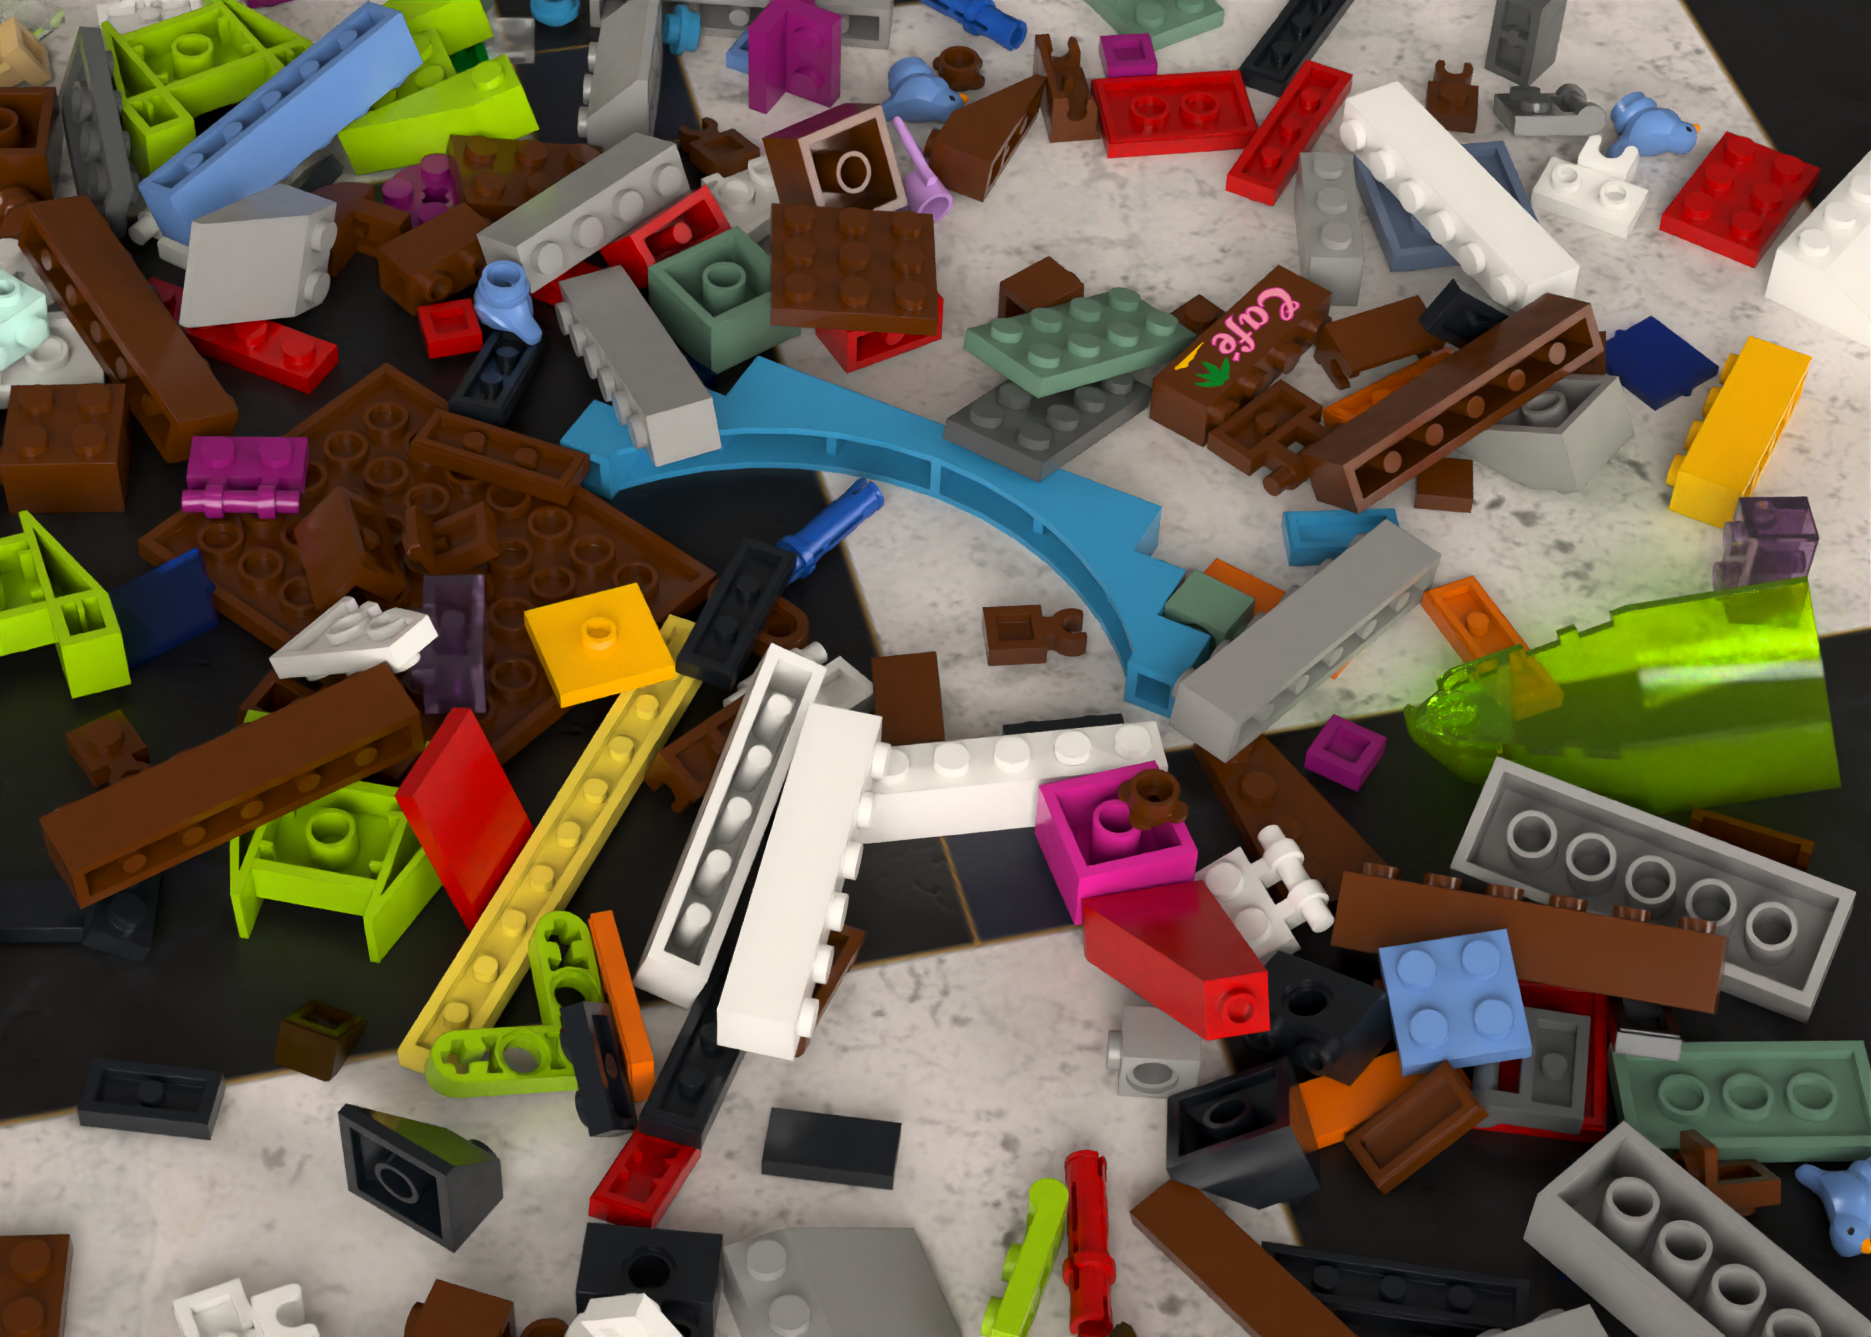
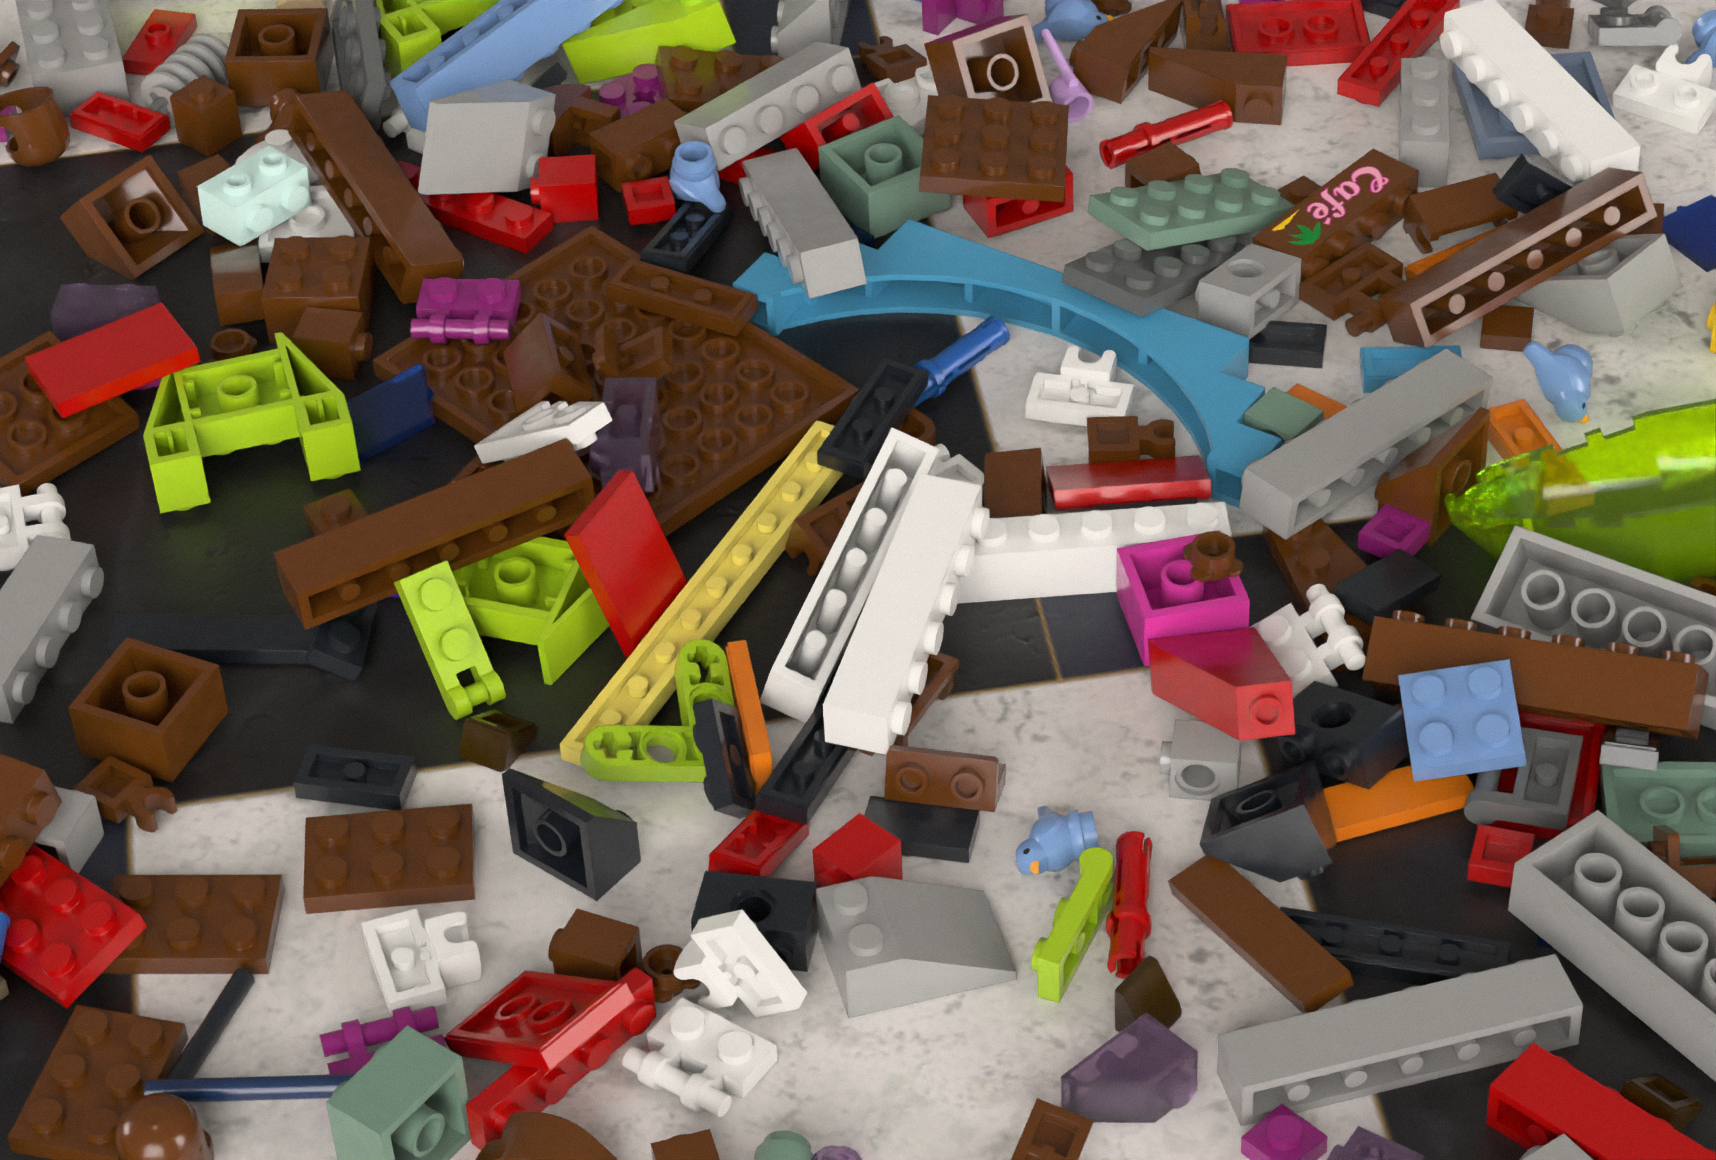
camera: 10 degrees right, 5 degrees down
(88, 516) = (334, 341): none -> reddish brown brick
(199, 1205) = (389, 858): none -> reddish brown plate
(256, 915) = (449, 638): none -> lime plate
(353, 313) = (567, 188): none -> red brick
(599, 645) = (753, 441): yellow plate -> none
(764, 1195) = (857, 852): none -> red brick
(857, 1086) = (943, 778): none -> reddish brown bracket
(971, 573) = (1079, 392): none -> white plate
(997, 1163) = (1056, 841): none -> medium blue animal
(1023, 248) = (1176, 129): none -> red pin
(1037, 690) = (1127, 481): none -> red tile
(1101, 179) = (1246, 81): none -> reddish brown slope
(1153, 444) = (1249, 290): none -> light grey brick
(1193, 503) = (1289, 344): none -> black tile
(1346, 823) = (1387, 586): none -> black tile
(1390, 676) = (1435, 469): none -> reddish brown slope
(1415, 1127) = (1421, 820): reddish brown tile -> none
(1507, 1169) = (1496, 853): none -> red plate
(1516, 551) = (1563, 378): none -> medium blue animal

